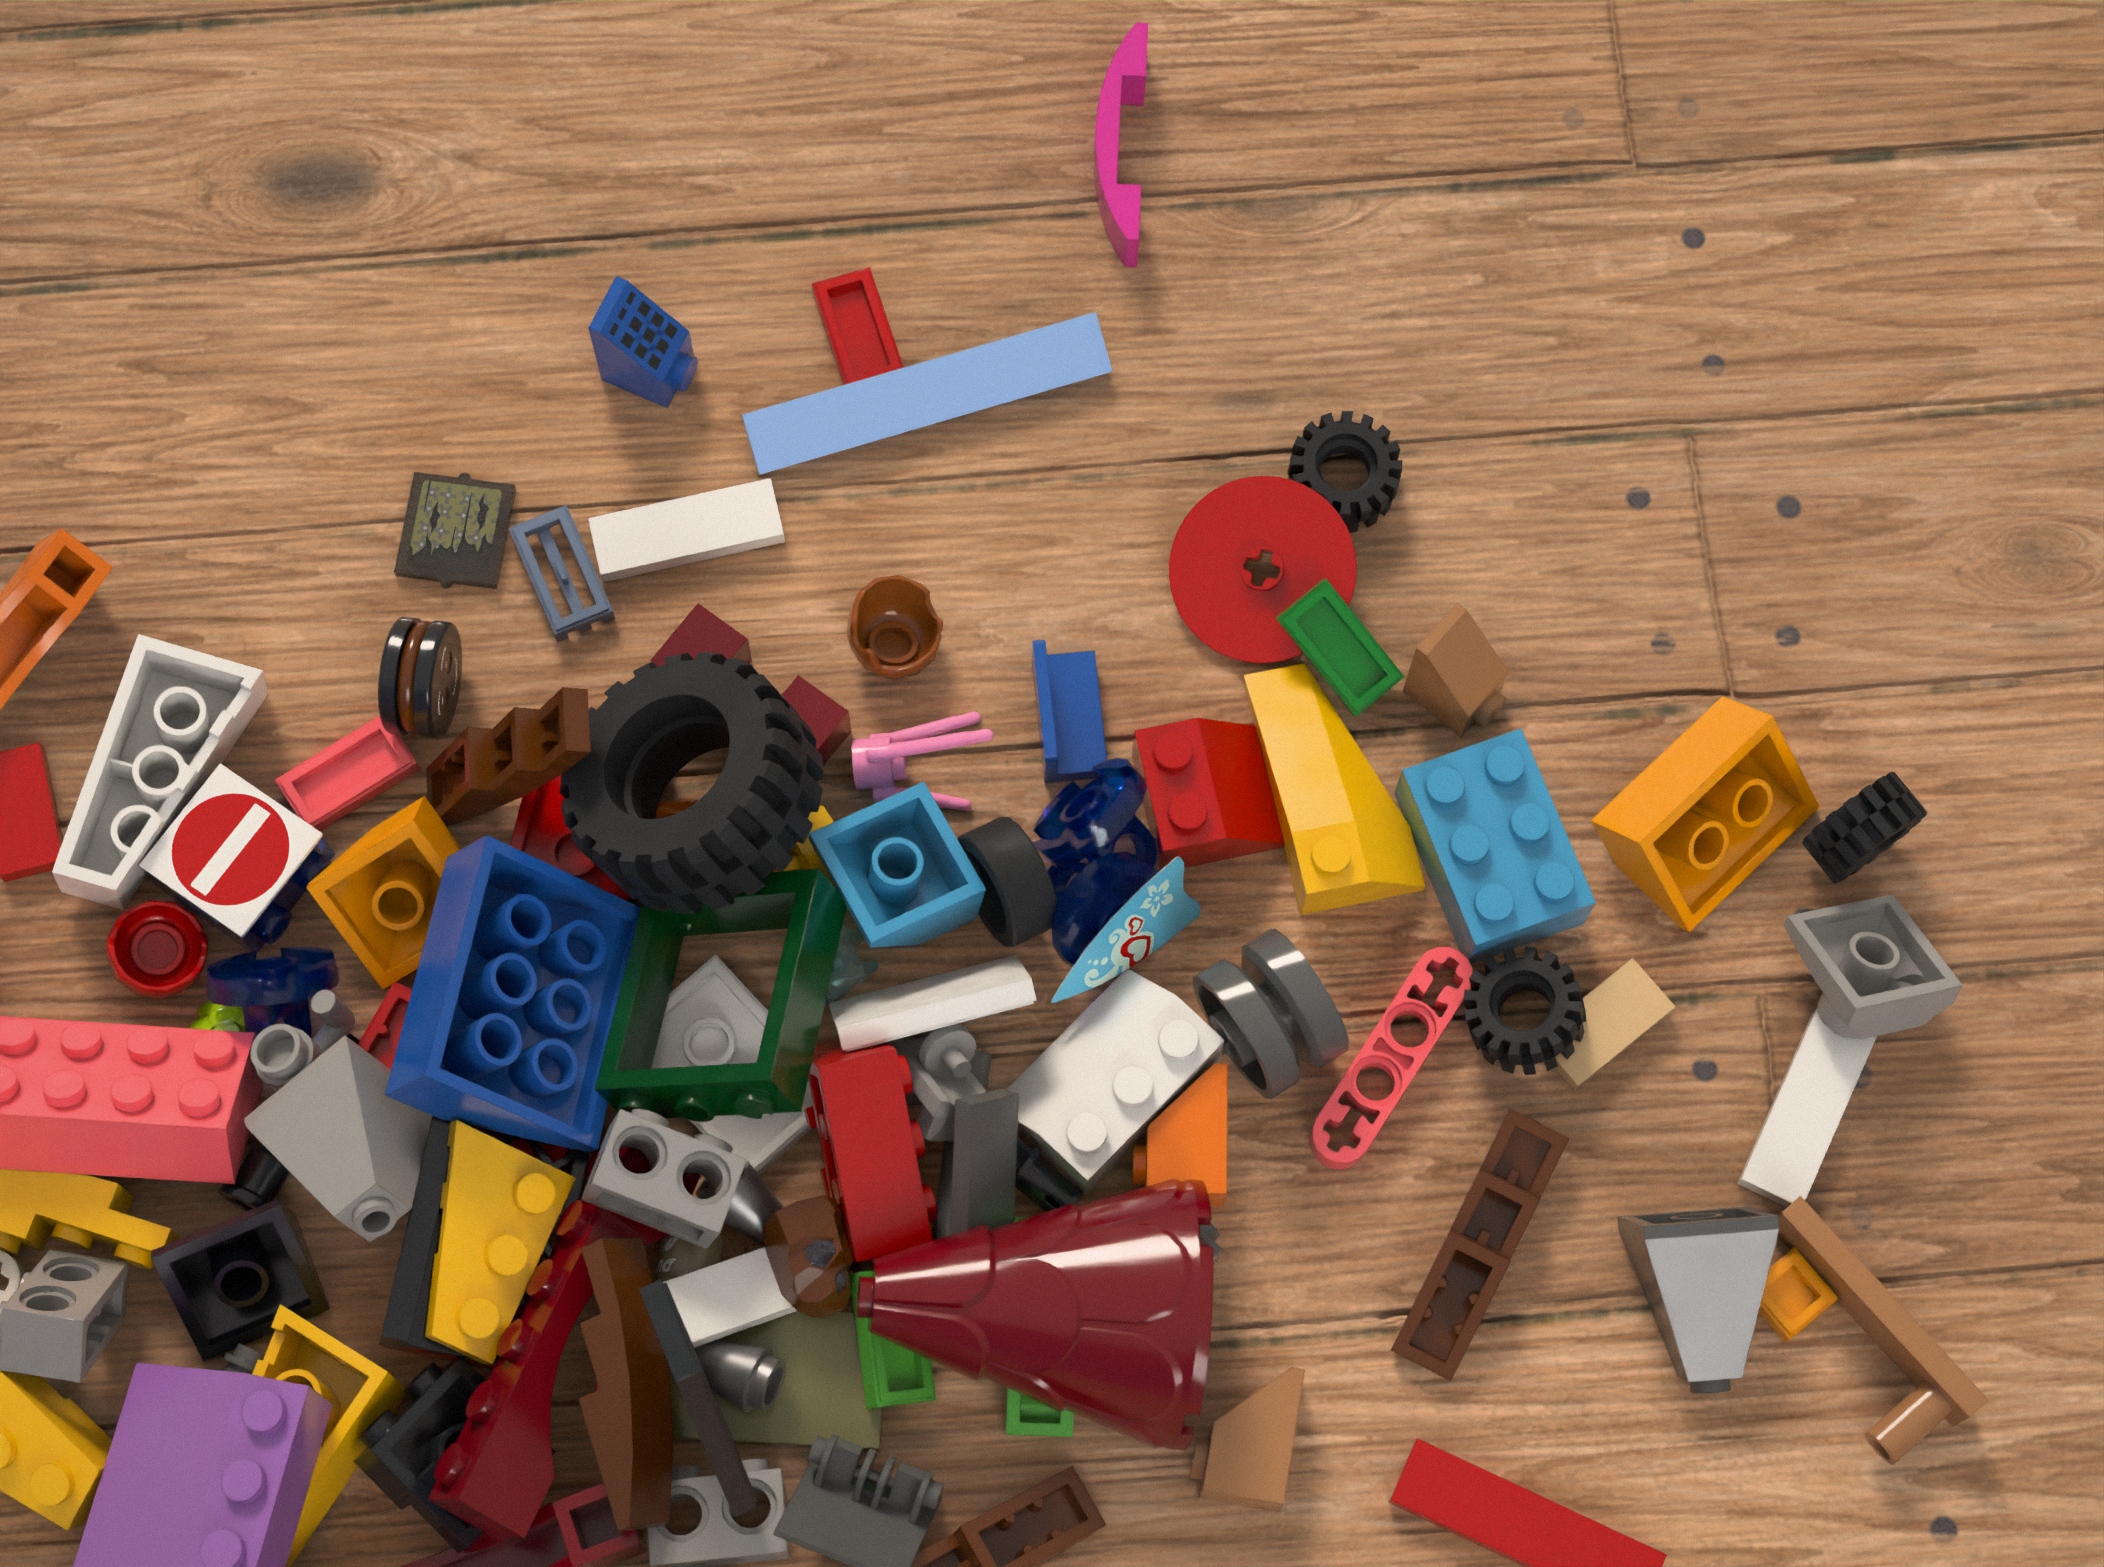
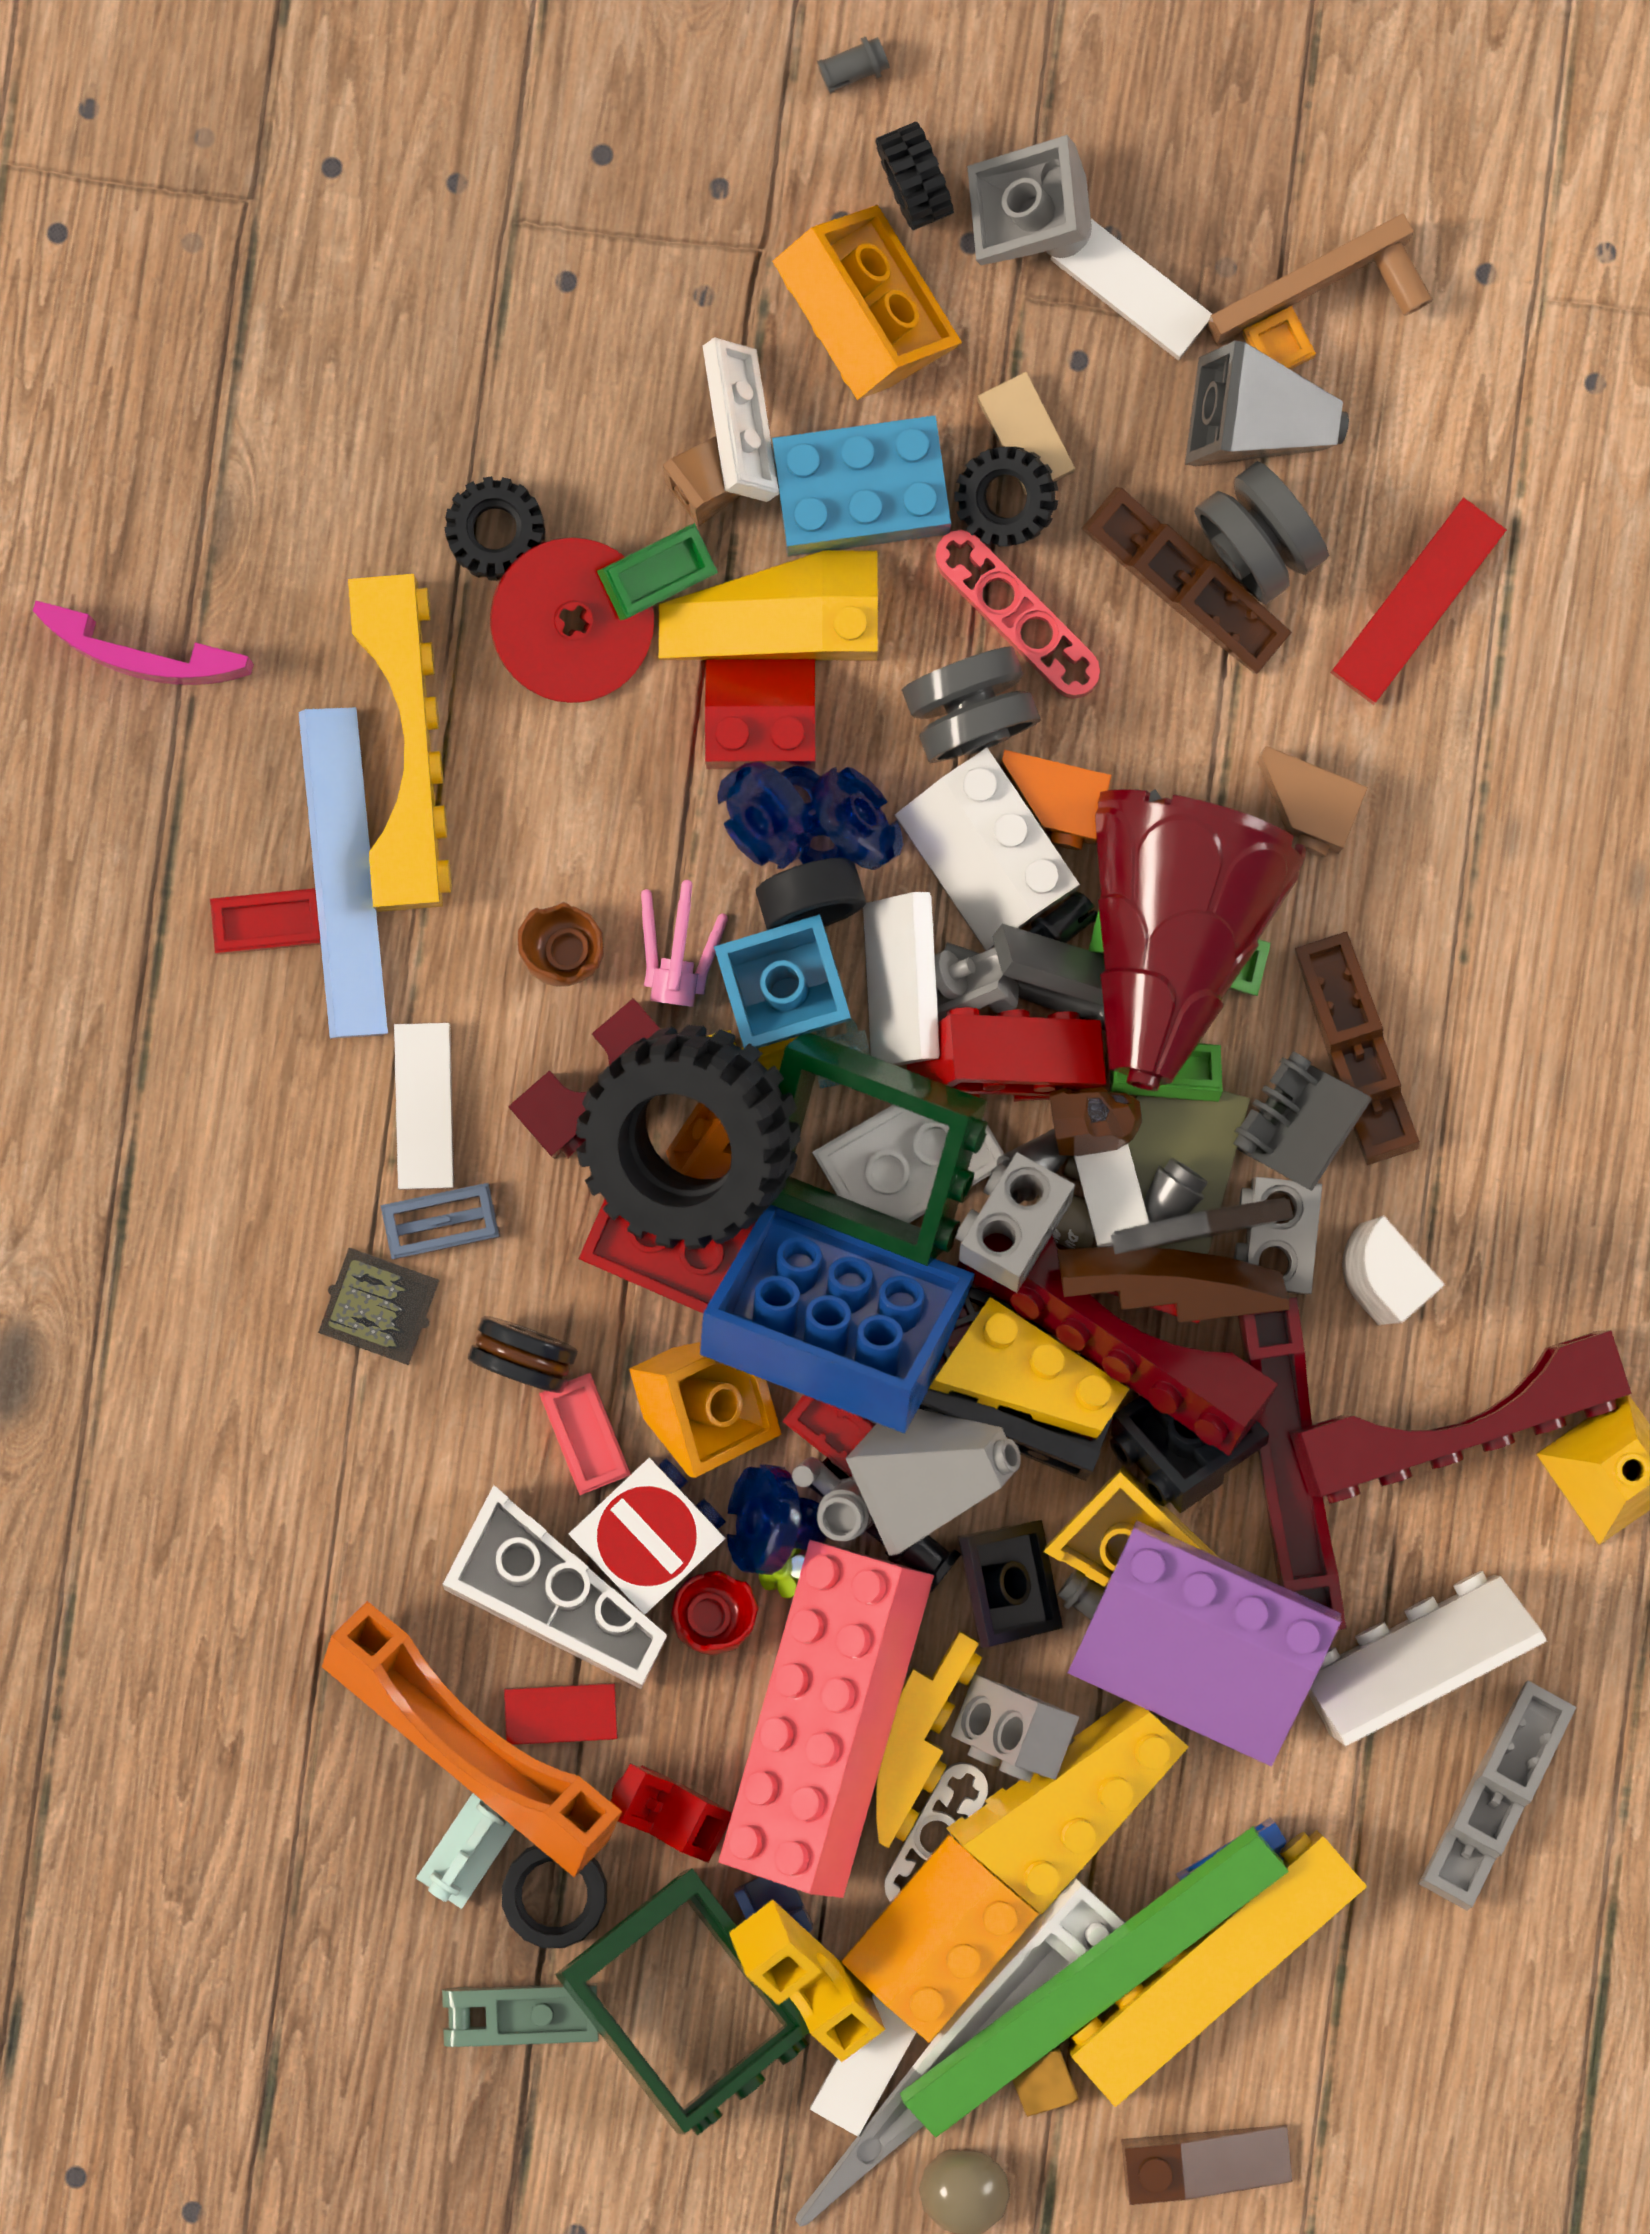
camera: 75 degrees left, 15 degrees up
(511, 760) = (625, 1287): reddish brown slope -> none
(641, 345) = (255, 1109): blue slope -> none
(964, 452) = (406, 855): none -> yellow arch
(1068, 714) = (663, 814): blue panel -> none
(1134, 932) = (871, 798): medium azure sticker -> none
(1533, 695) = (740, 420): none -> white tile
(1557, 1308) = (1261, 532): none -> dark grey wheel
(1969, 745) = (854, 64): none -> dark grey pin

